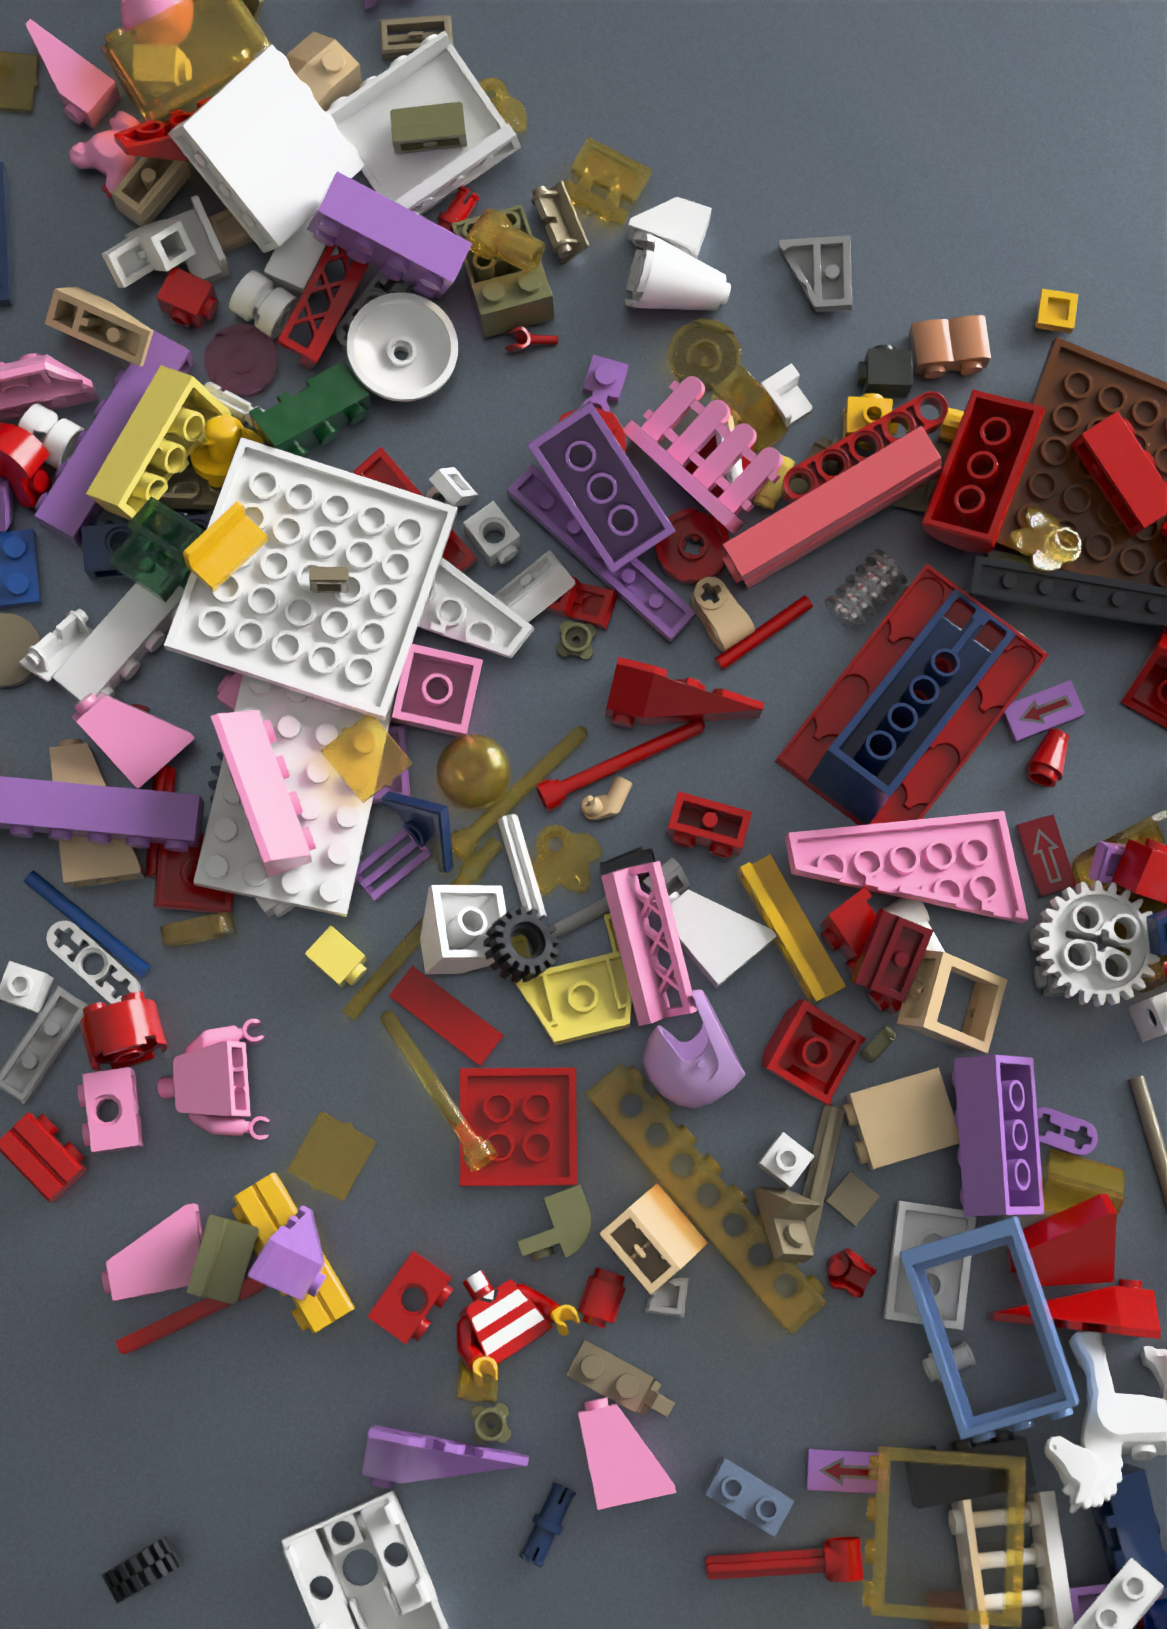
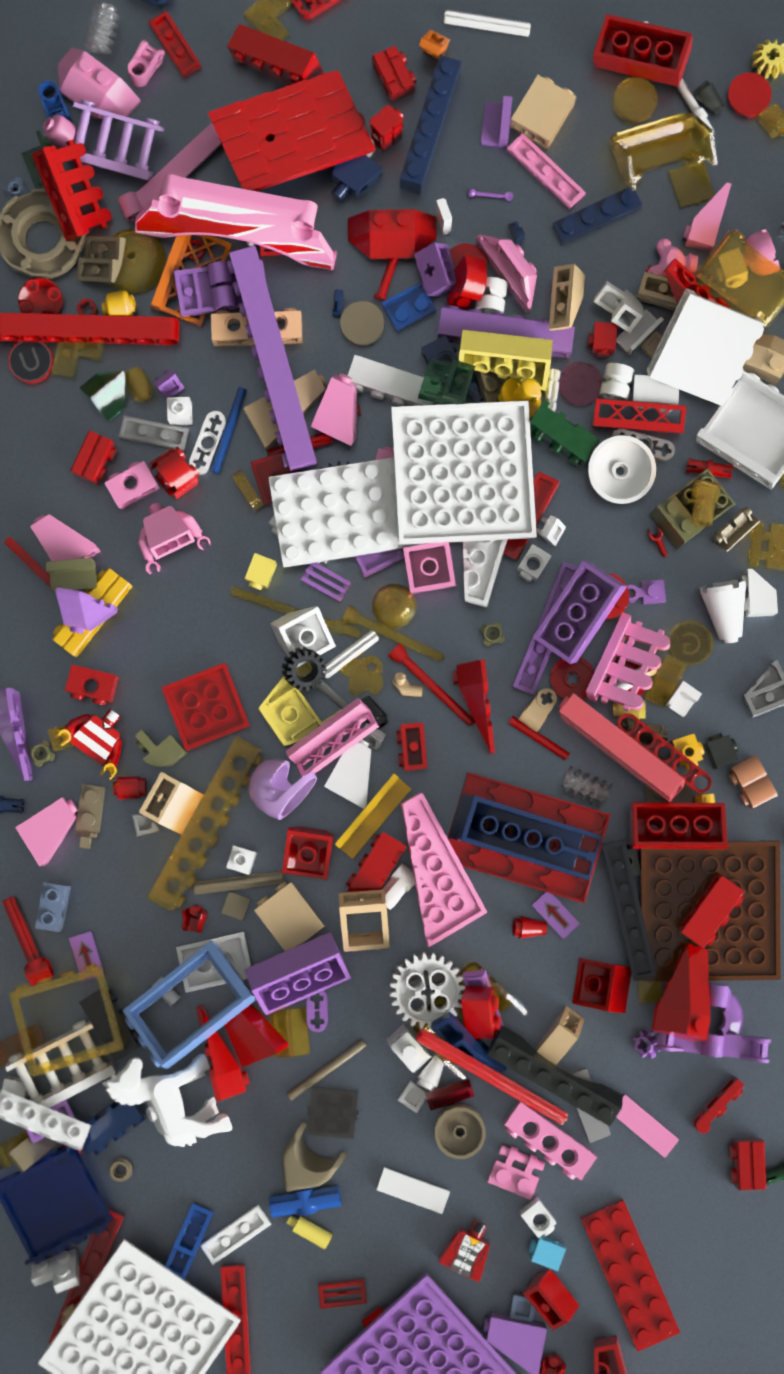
camera: 75 degrees right, 5 degrees up
(56, 647) = (374, 351): white hinge -> none
(224, 547) = (459, 417): yellow panel -> none
(262, 791) = (329, 493): bright pink slope -> none
(329, 579) = (463, 481): dark tan tile -> none
(332, 1156) = (153, 612): clear yellow piece -> none
(366, 757) = (374, 543): clear yellow piece -> none
(388, 237) = (679, 435): medium lavender brick -> none
(426, 824) = (351, 591): dark blue tile -> none
(428, 128) = (760, 432): olive panel -> none
(446, 1016) = (252, 644): red tile -> none
(476, 1150) = (182, 688): clear yellow piece -> none
(536, 587) = (512, 599): white slope -> none
(585, 604) = (515, 623): red slope -> none
(784, 1224) = (206, 871): dark tan slope -> none
(878, 1044) = (327, 889): olive tile -> none
(891, 955) = (374, 875): dark red plate -> none
(1045, 855) = (471, 946): dark red tile -> none
(1046, 541) = (649, 876): clear yellow plate -> none

